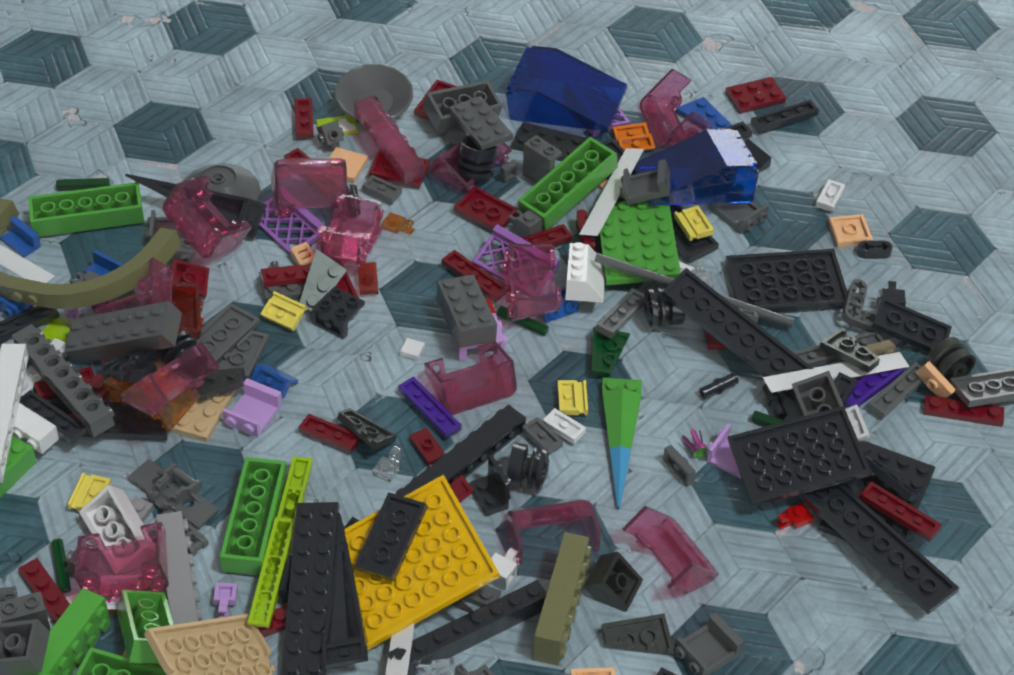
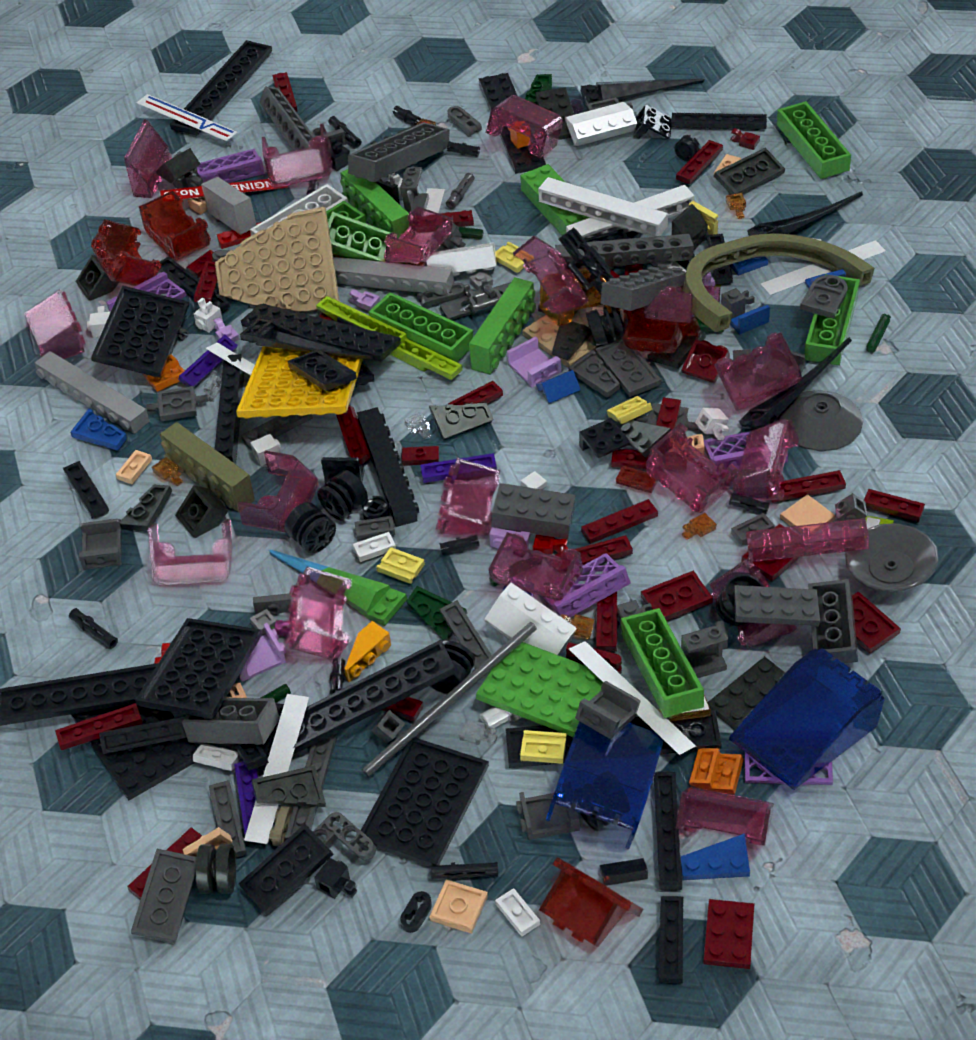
camera: 125 degrees right, 0 degrees up
(67, 209) = (823, 297): none -> dark grey tile
(216, 442) = (502, 326): none -> bright green brick
(271, 246) = (713, 422): none -> white brick
(415, 272) = (619, 521): none -> dark red plate
(522, 368) = (459, 544): none -> black pin
(523, 437) = (375, 508): none -> black wheel
(561, 254) = (583, 624): none -> clear orange plate
(579, 646) = (167, 469): none -> clear orange plate
(583, 471) = (310, 527): none -> black wheel
(678, 378) = (367, 647): none -> light orange slope
(697, 407) = (318, 614): none -> clear pink windscreen
(702, 464) = (261, 618): none -> light grey plate
(797, 157) = (584, 905): none -> clear red windscreen
(802, 599) = (78, 617): none -> black pin
(828, 240) = (464, 870): none -> black pin

